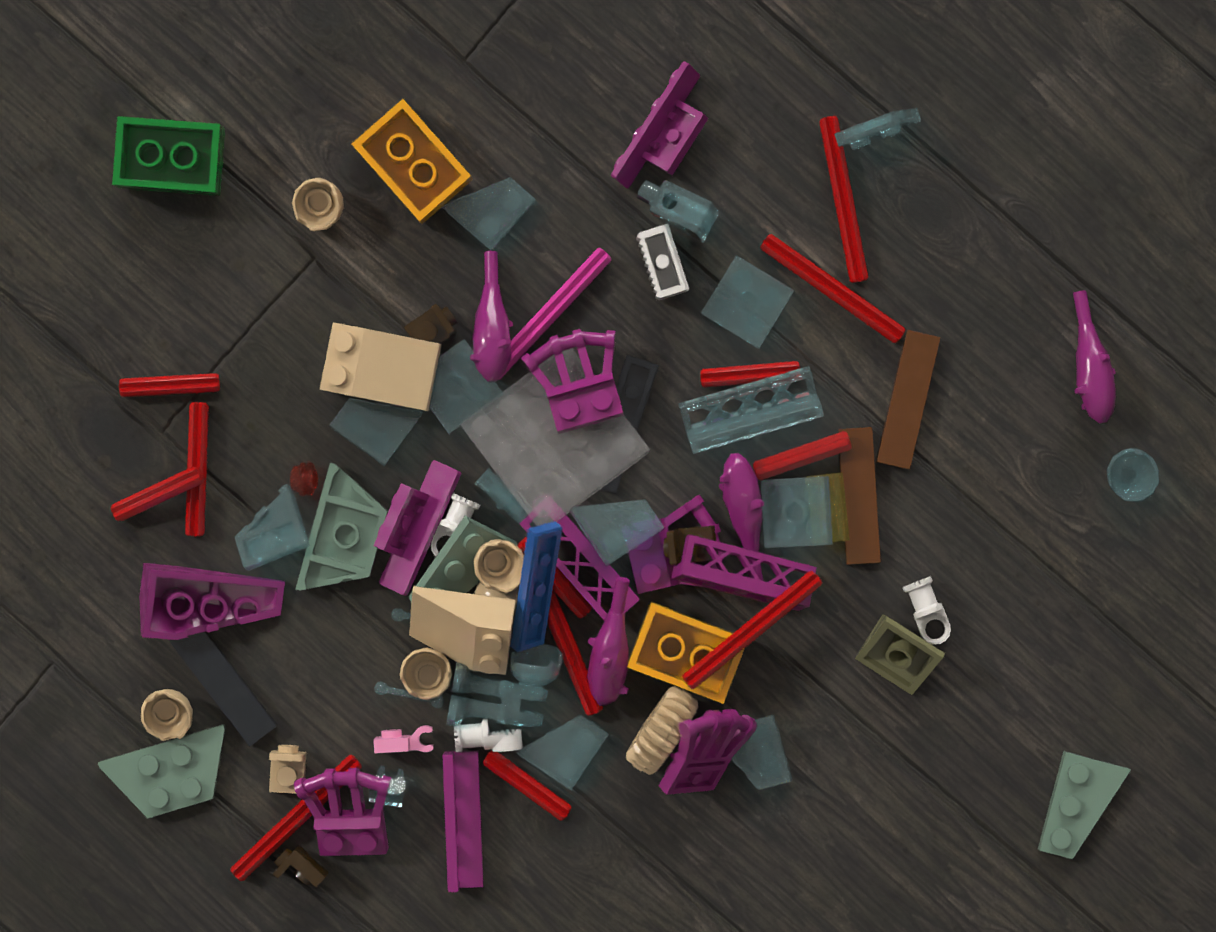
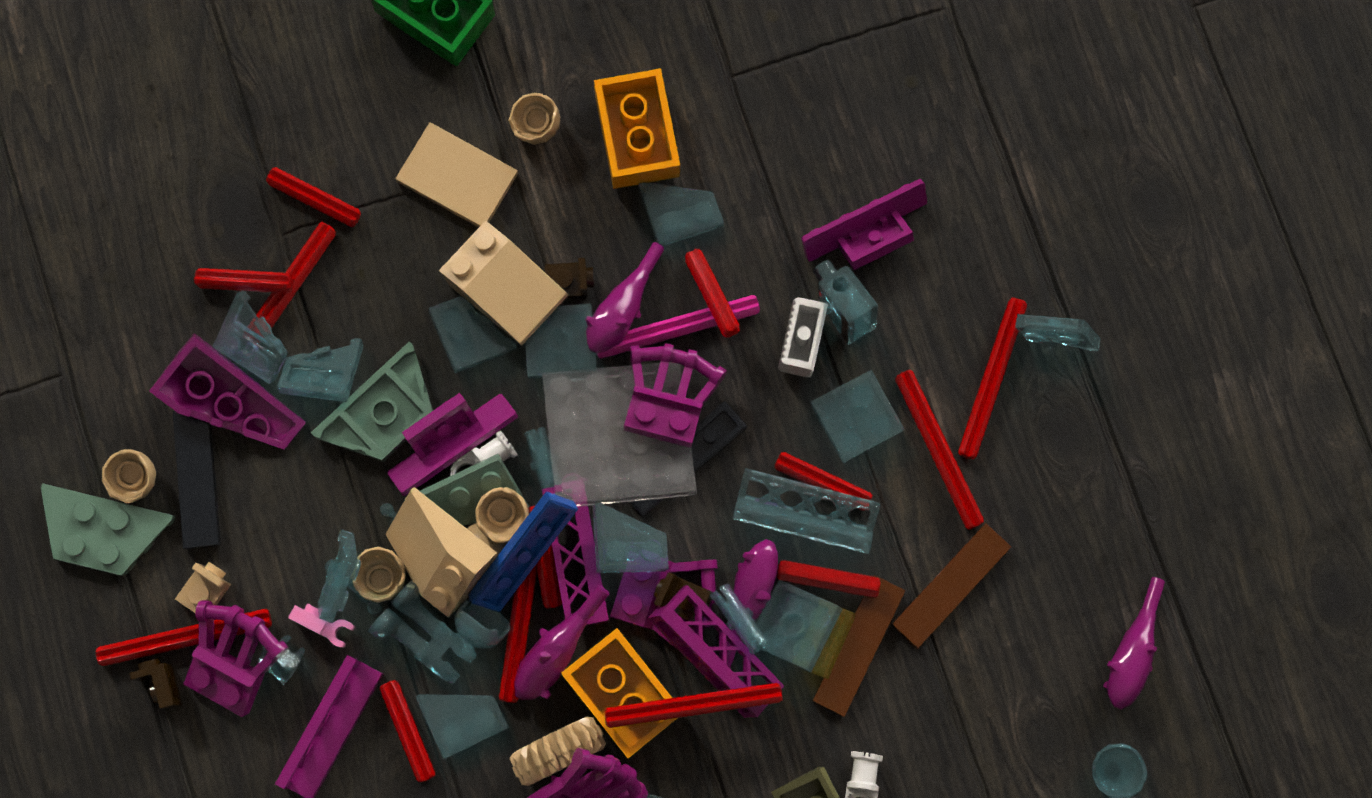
camera: 20 degrees right, 10 degrees down
(196, 542) = (250, 340): none -> clear light blue wing
(280, 293) = (456, 175): none -> tan tile
(304, 479) = (378, 342): clear red plate -> none
(395, 695) = (344, 568): none -> clear light blue wing
(479, 736) = (392, 660): white connector -> none
(562, 268) = (712, 293): none -> red axle
(748, 535) = (740, 619): none -> clear light blue pin

